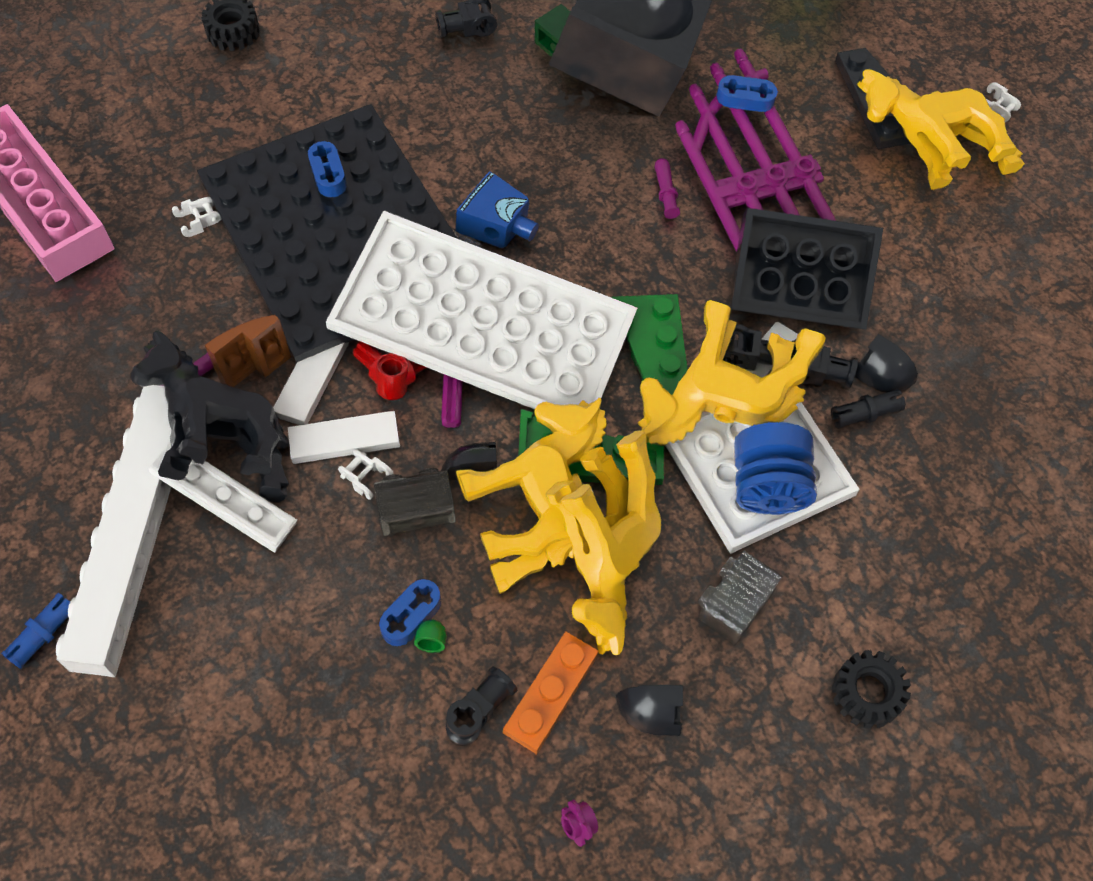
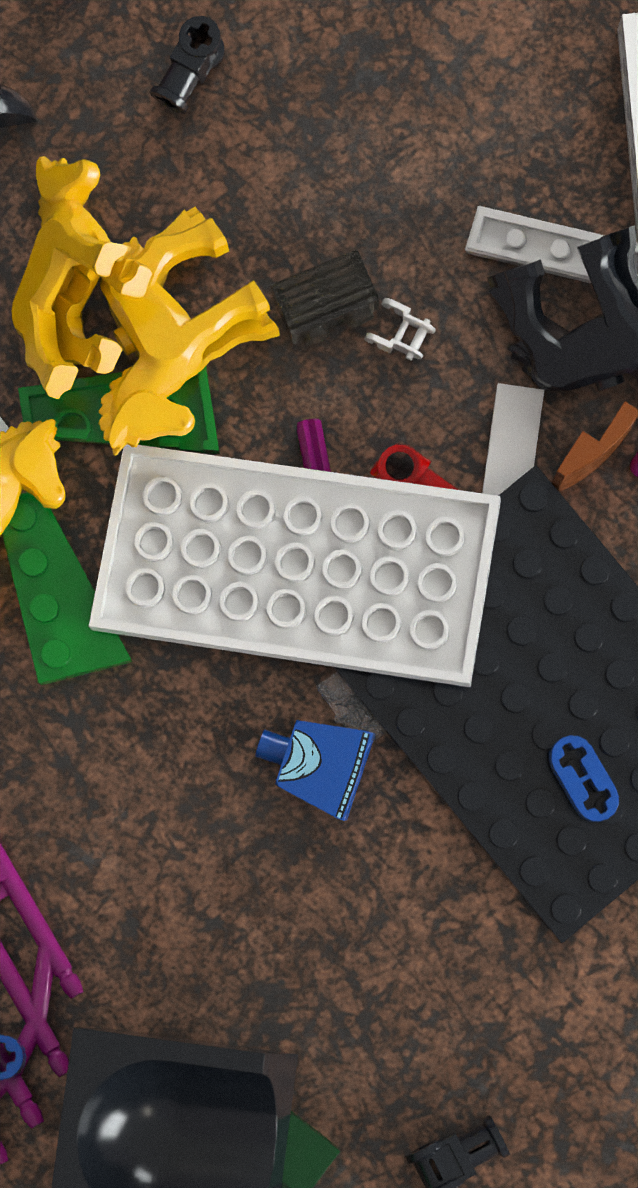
camera: 170 degrees right, 20 degrees up
(343, 436) = (441, 376): white tile -> none
(404, 606) = (305, 169): blue beam -> none
(431, 636) = (264, 139): green hinge -> none
(473, 456) = (268, 372): black brick -> none
(550, 692) = (112, 103): orange plate -> none
(667, 192) = (87, 898): magenta piece -> none

